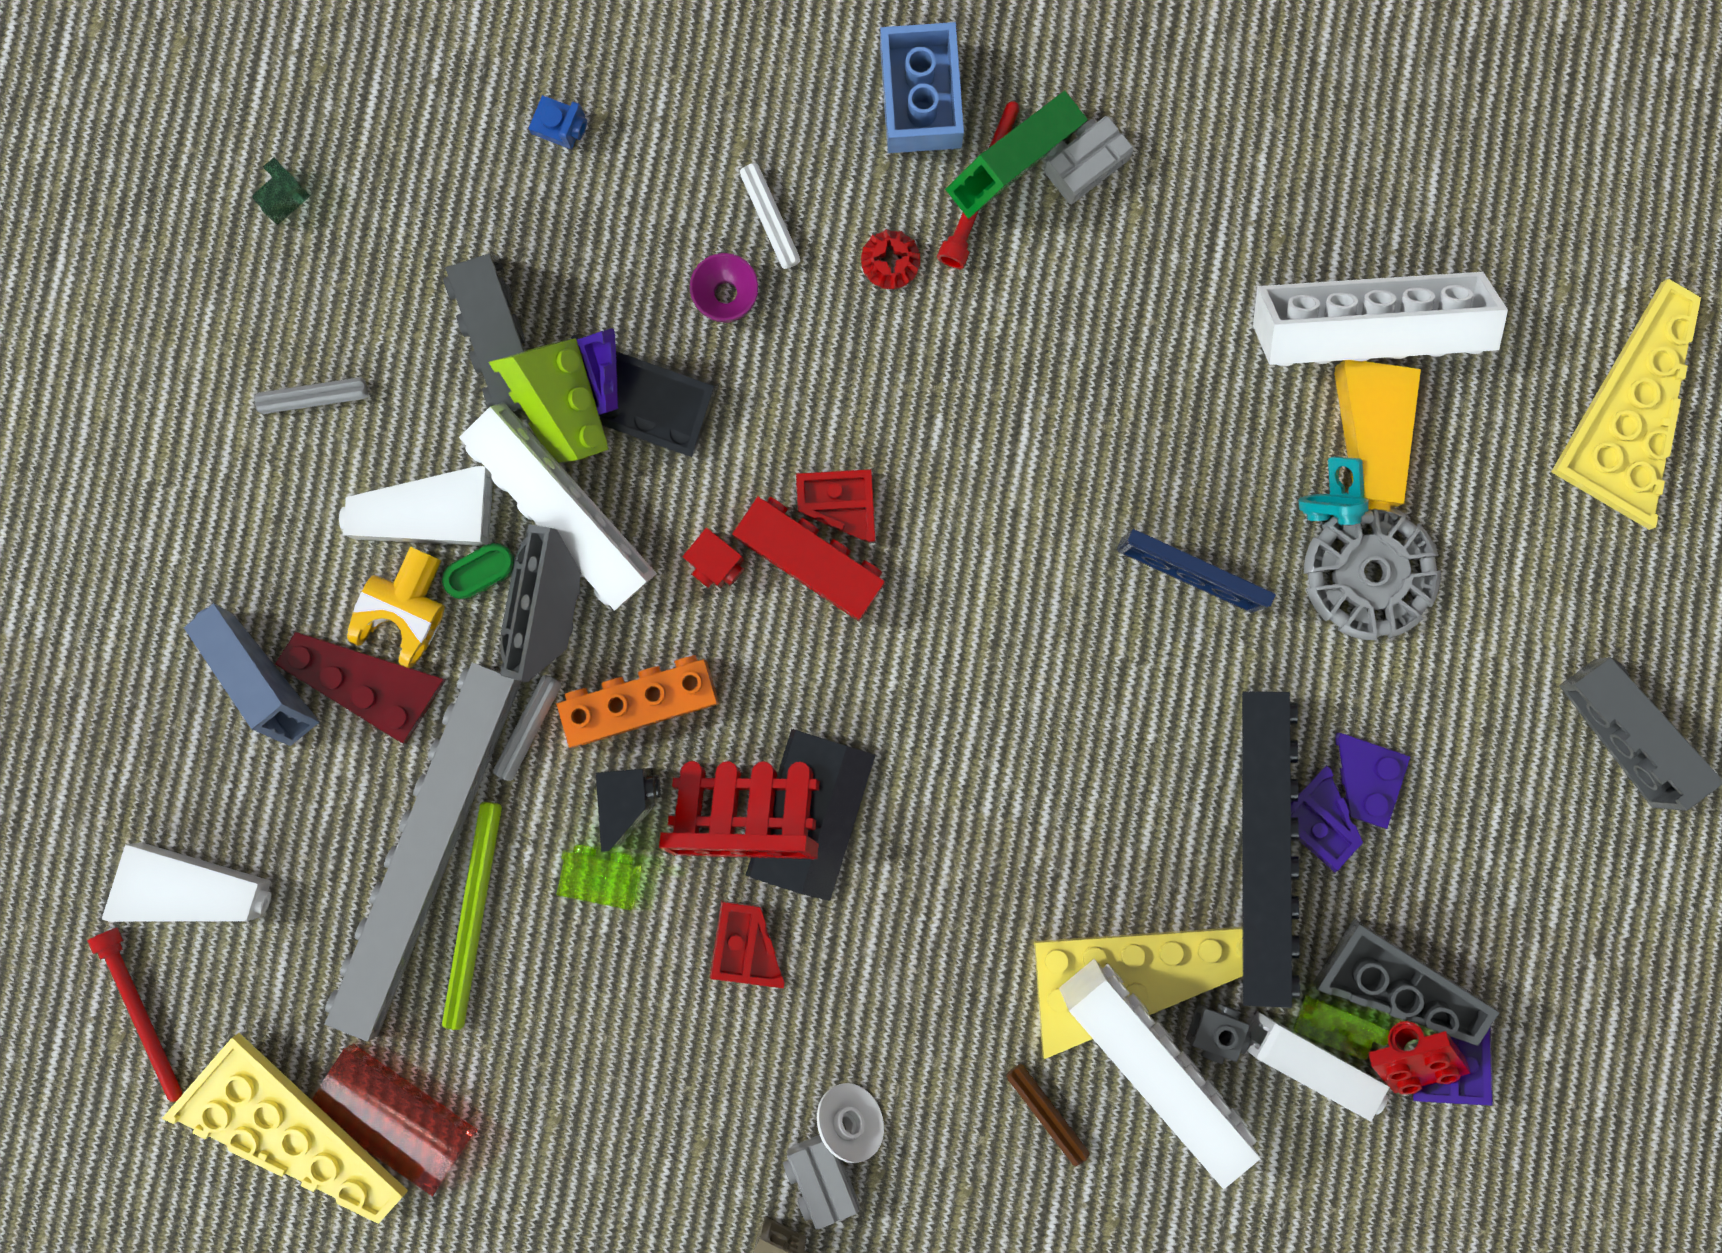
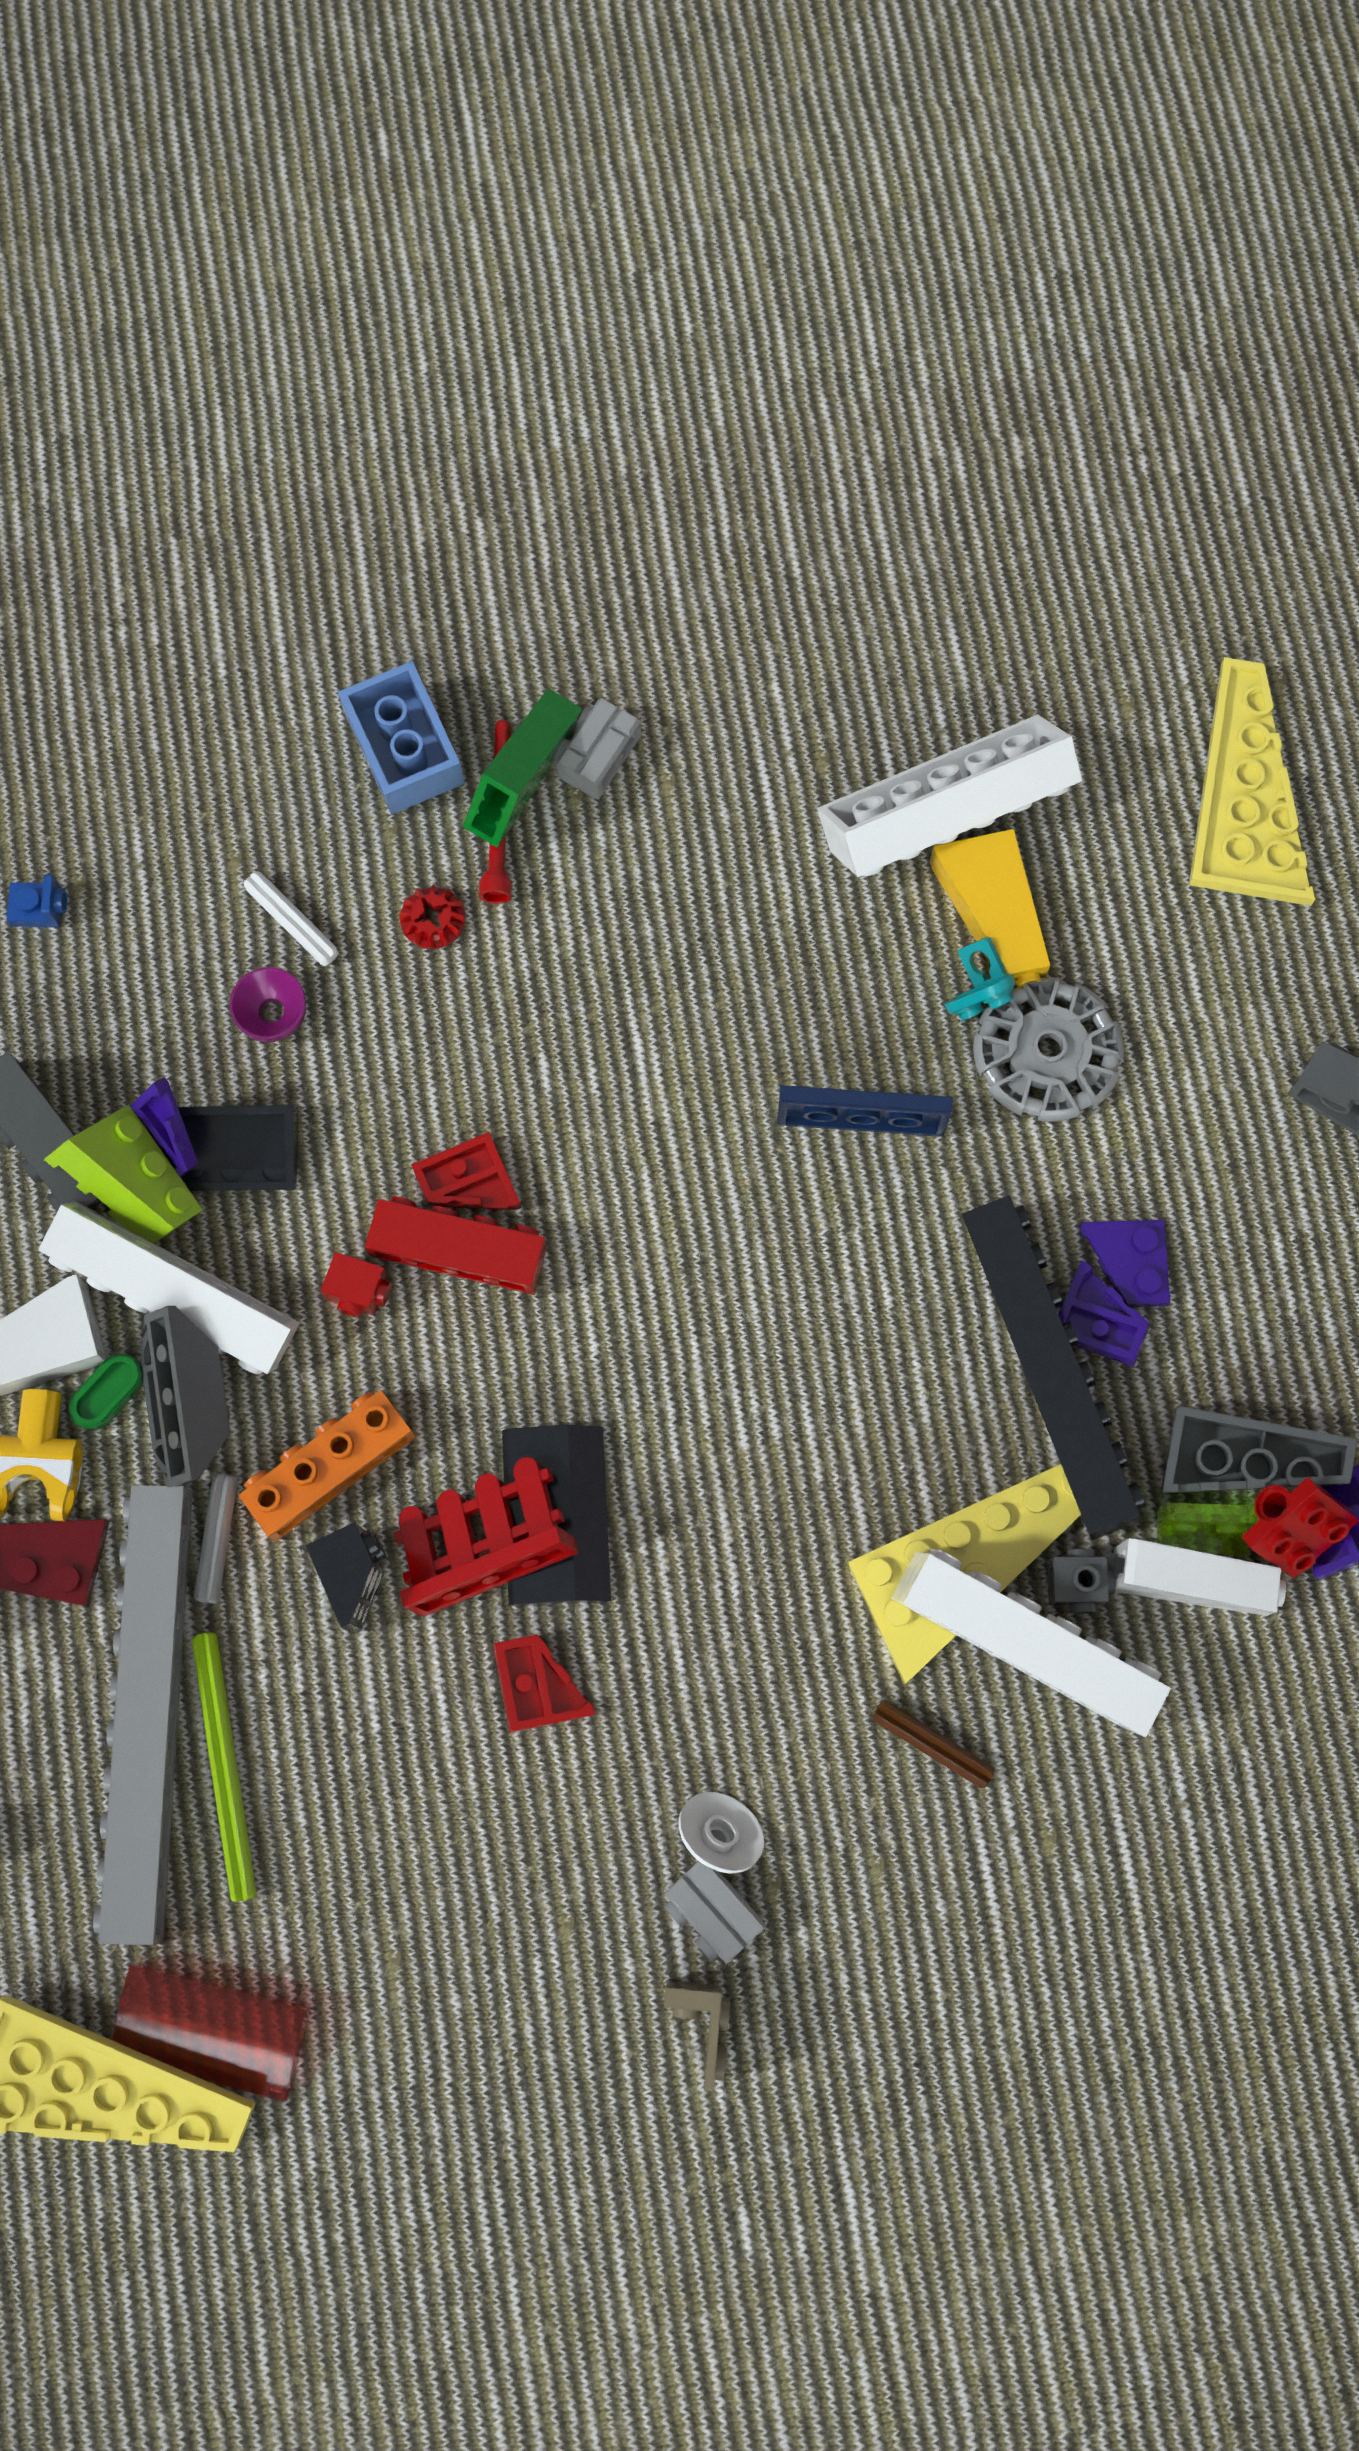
camera: 20 degrees left, 10 degrees down
(599, 878) = (350, 1670): clear neon green bracket -> none

